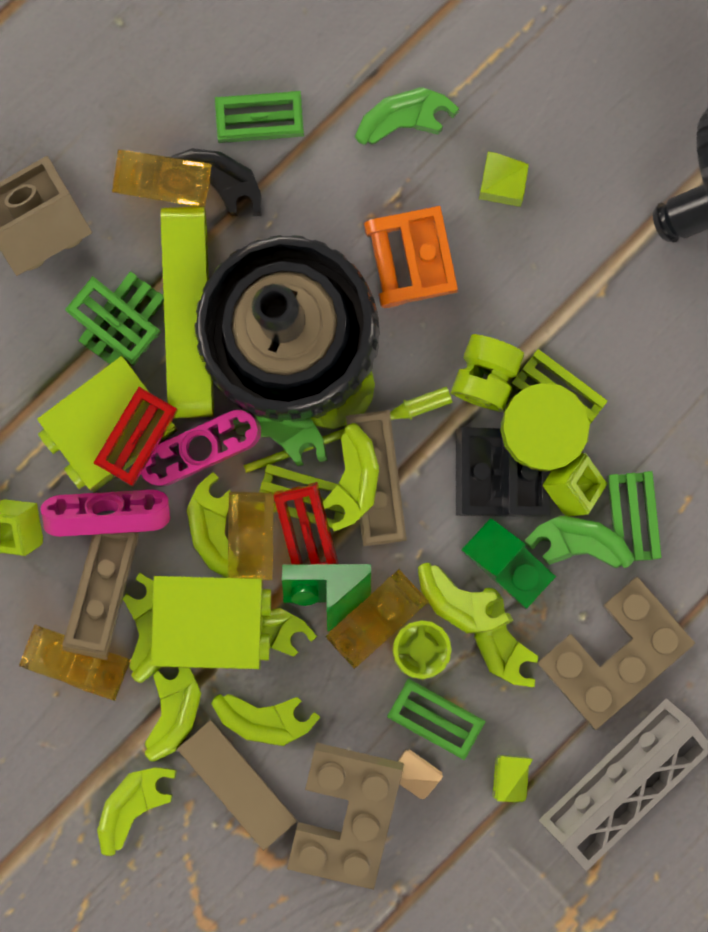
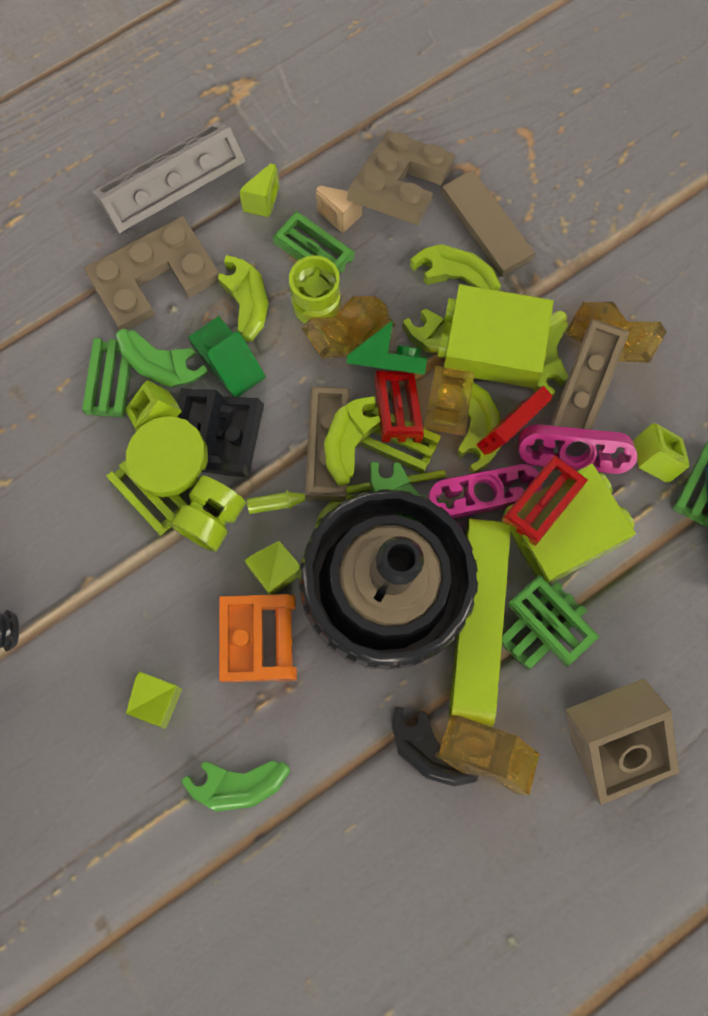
camera: 170 degrees left, 10 degrees down
(129, 800) = (576, 225): lime piece -> none
(176, 529) = (514, 421): none -> red tile
(178, 712) = (535, 273): lime piece -> none
(259, 133) = (419, 811): bright green tile -> none
(408, 332) = (273, 567): none -> lime slope
(461, 608) = (275, 324): lime piece -> none

